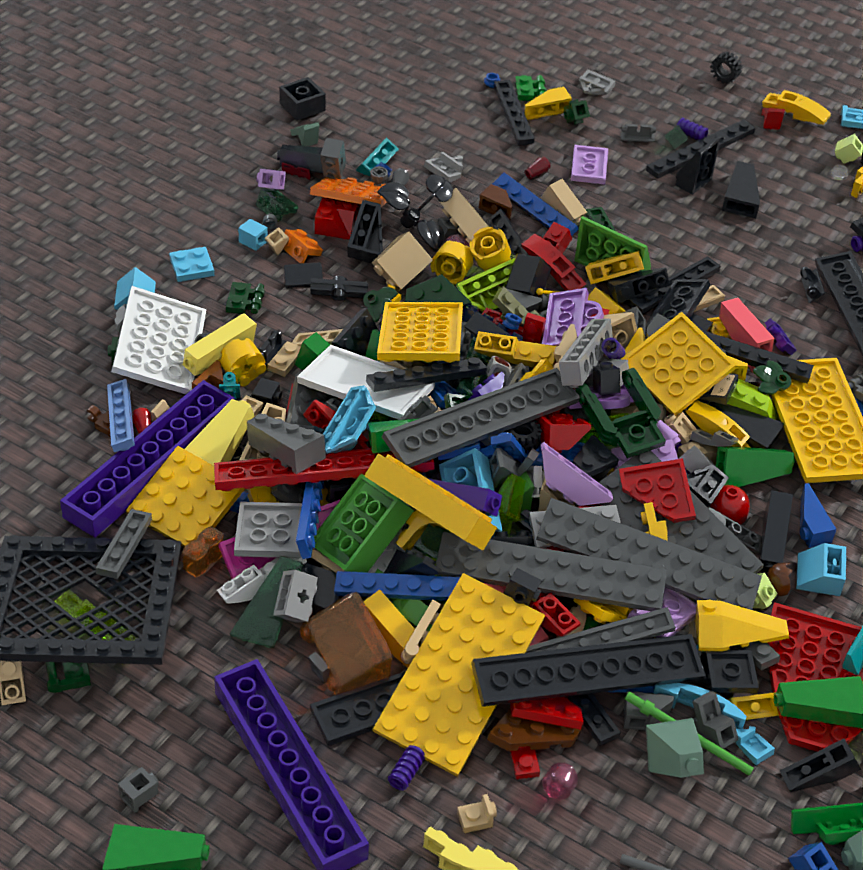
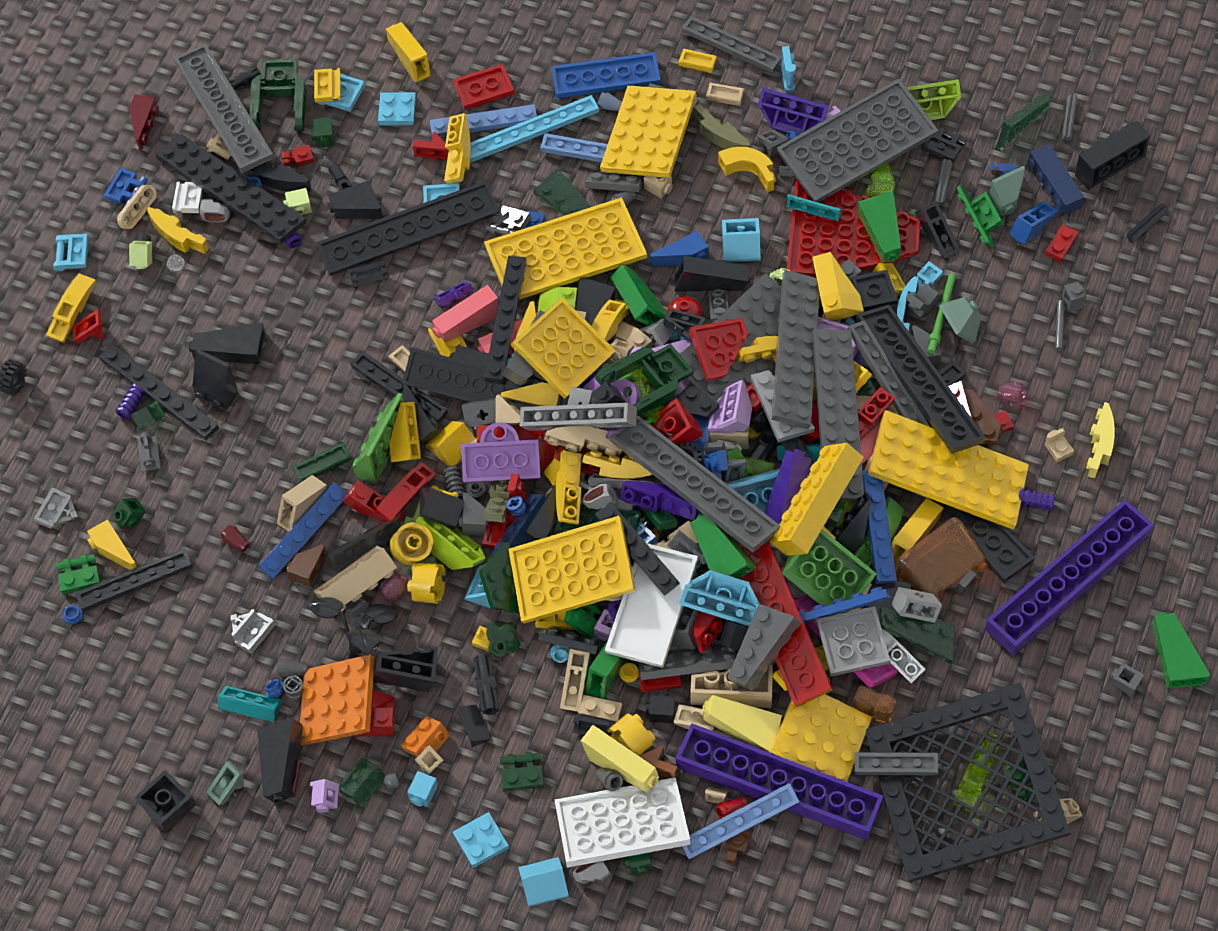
camera: 95 degrees left, 15 degrees up
(229, 385) = (672, 737): teal hinge -> none
(333, 158) = (310, 717): dark grey brick -> none
(401, 261) = (443, 627): tan slope -> none
(420, 633) = (923, 503): tan plate -> none
(523, 587) = (868, 427): black brick -> none
(589, 164) = (211, 492): lavender tile -> none
(611, 343) = (564, 397): dark purple piece -> none
(719, 438) = (628, 321): dark grey slope -> none
(771, 378) = (536, 284): dark green plate -> none
(779, 578) = (761, 266): reddish brown hair -> none

